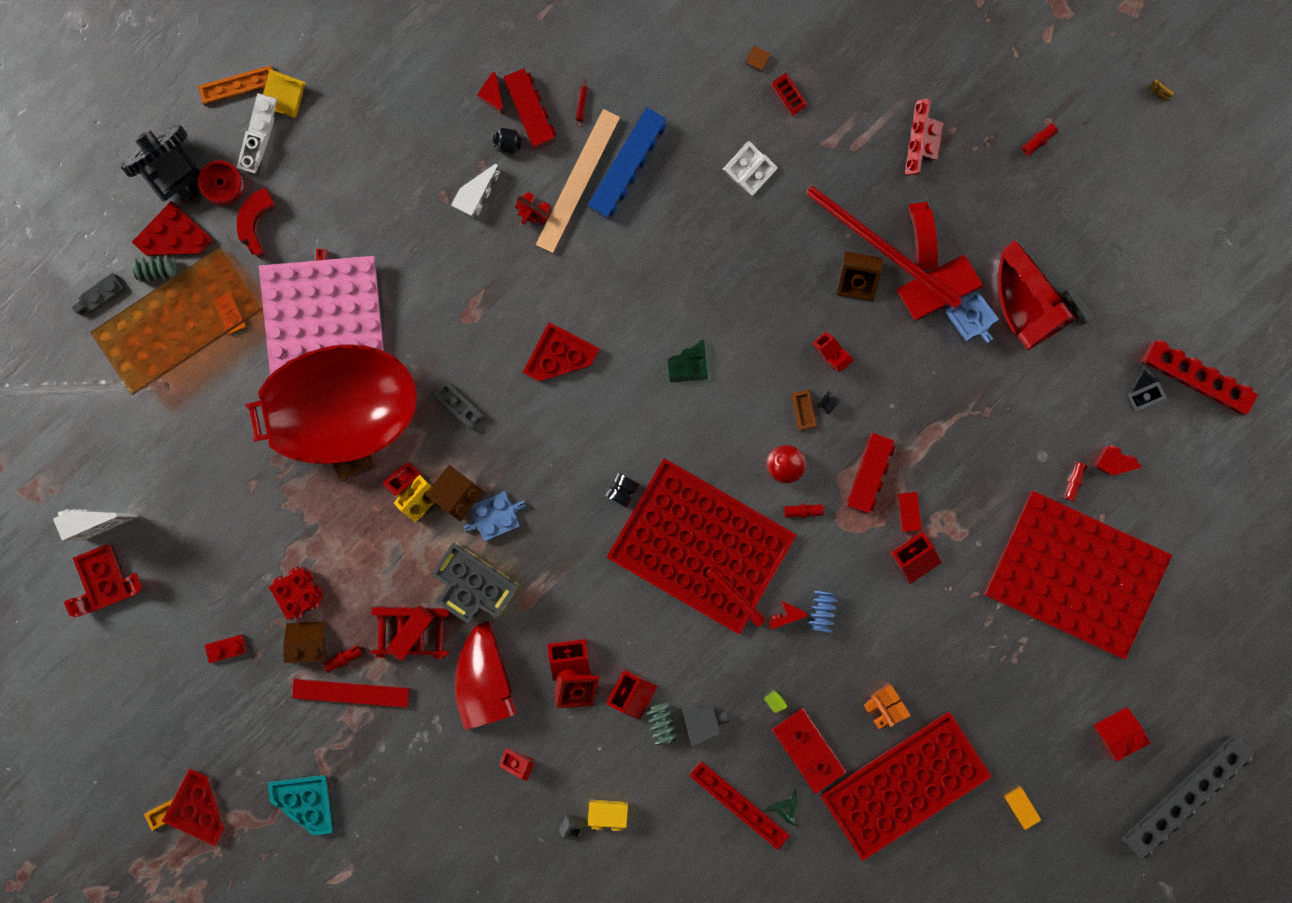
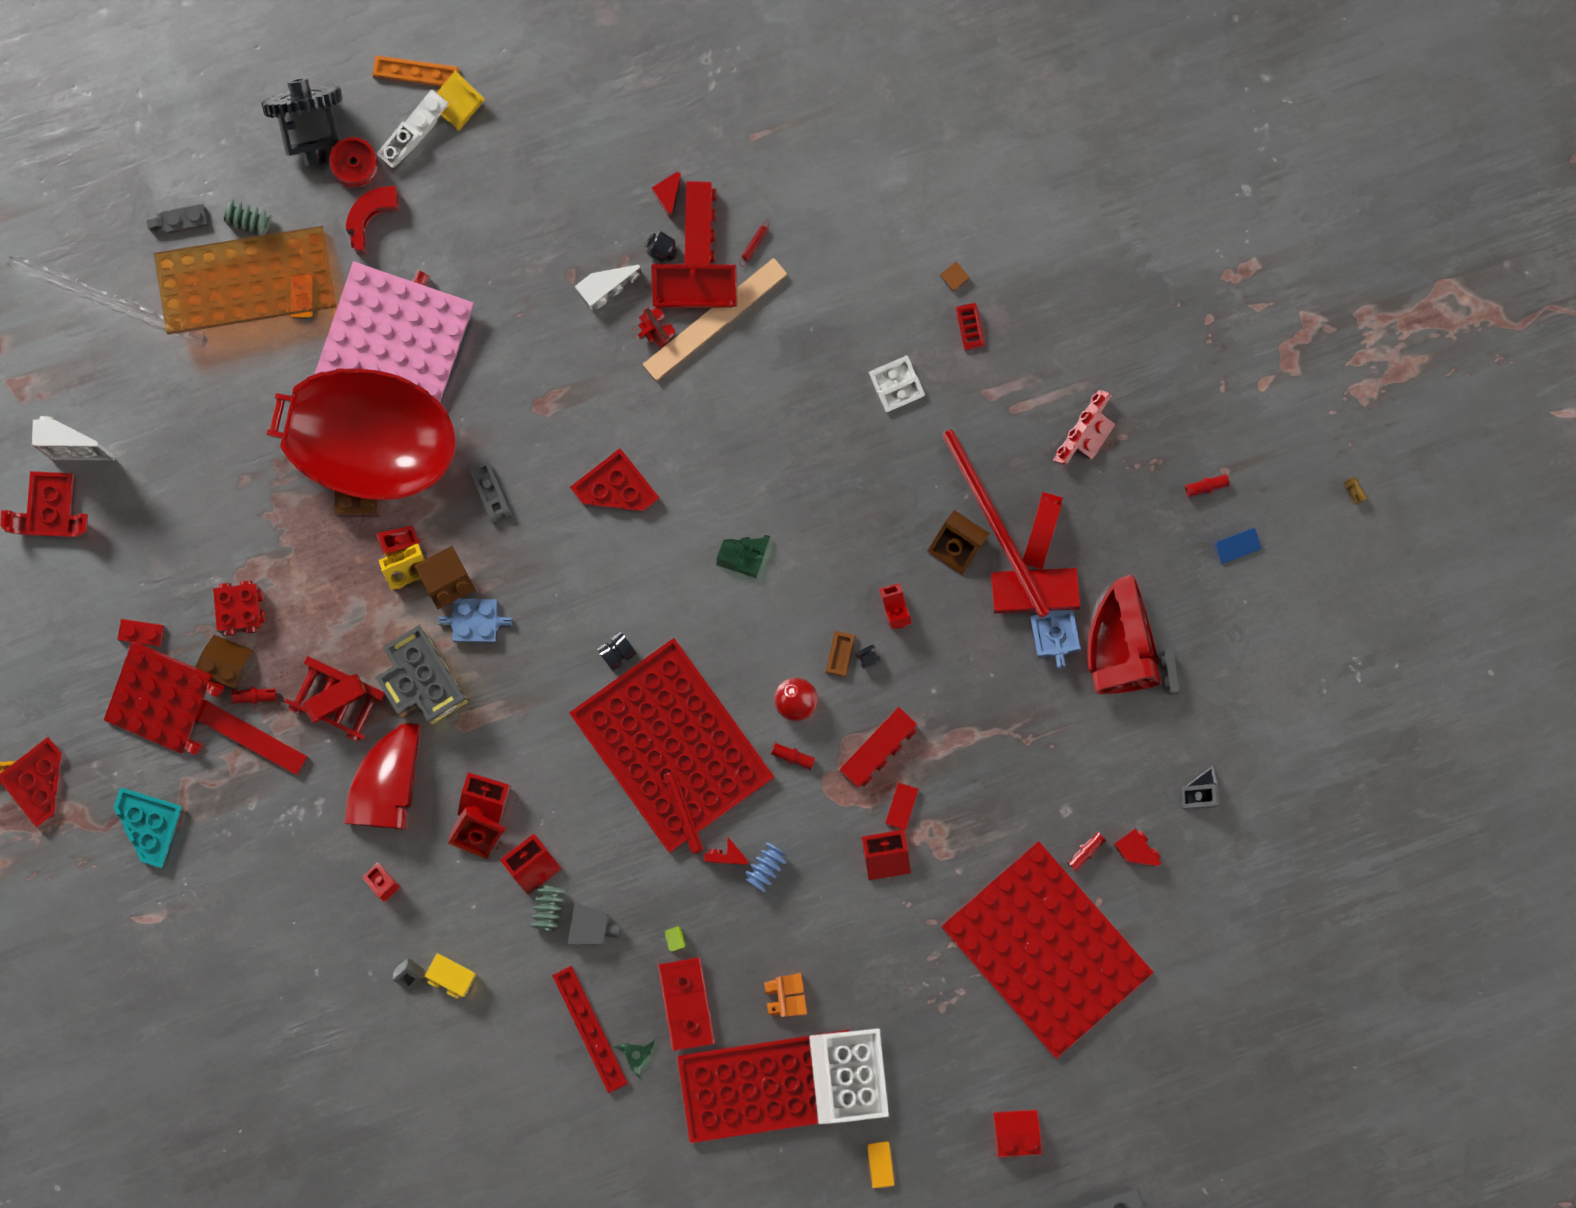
camera: 25 degrees right, 5 degrees down
(172, 234) = (280, 192): red plate -> none
(266, 696) = (160, 698): none -> red plate
(549, 160) = (694, 285): none -> red container
(627, 163) = (773, 323): blue brick -> none
(967, 751) = (849, 1076): none -> white slope
(1086, 178) = (1237, 545): none -> blue slope
(1240, 405) = (1304, 839): red brick -> none

